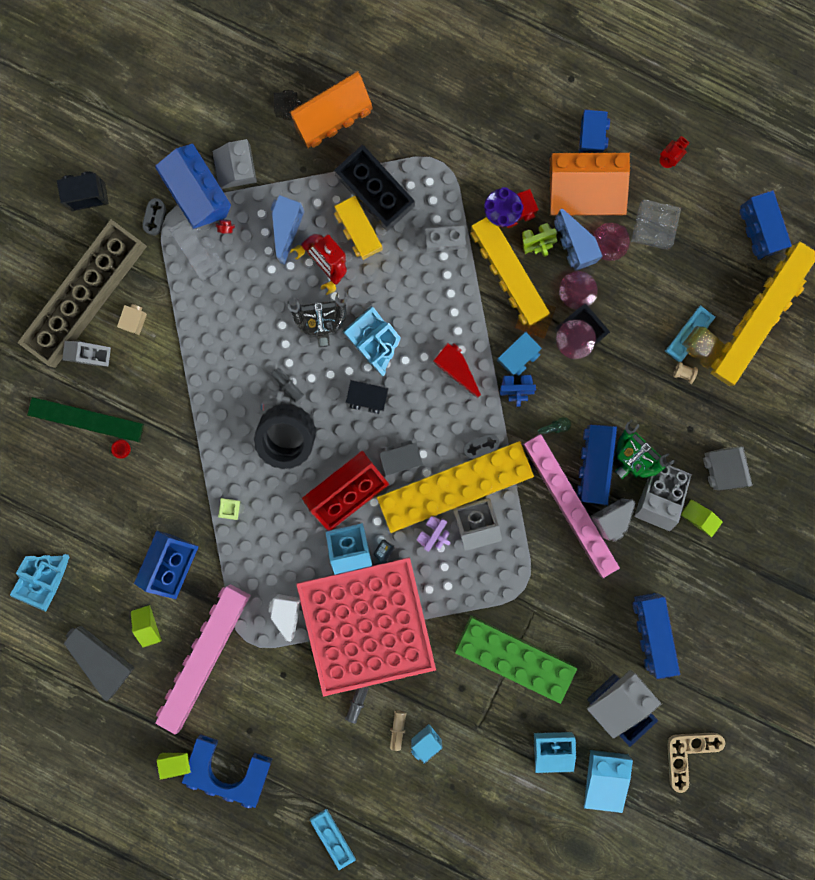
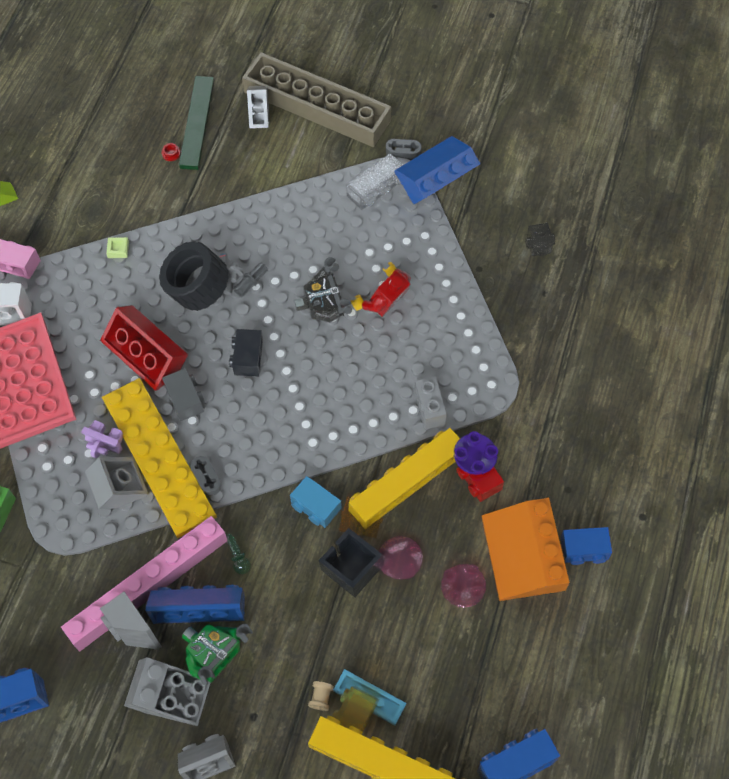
camera: 80 degrees right, 25 degrees down
(39, 579) = (39, 106): medium azure slope -> none
(82, 191) = (414, 84): black piece -> none
(132, 319) = (298, 142): tan brick -> none
(165, 565) = (56, 203): blue slope -> none
(225, 226) = (403, 202): red plate -> none
(234, 164) = (470, 208): light grey slope -> none
(286, 221) = (410, 249): medium blue slope -> none
(332, 110) = (542, 274): orange slope -> none
(348, 549) = (80, 357): medium azure slope -> none
(357, 228) = (425, 319): yellow brick -> none
(373, 339) = (310, 351): medium azure slope -> none
(374, 188) = (469, 326): black brick -> none
(384, 551) = (80, 395): slope -> none
(455, 365) = (290, 435): red slope -> none
(520, 391) = (278, 514): blue hips -> none
(539, 242) = (447, 506): lime hips -> none
(576, 339) = (337, 549): clear pink dish -> none
(580, 244) = (448, 545): medium blue slope -> none
(656, 224) = (492, 633): clear piece -> none
(673, 152) = (584, 639): red hips -> none
(701, 518) = (142, 746): lime slope -> none

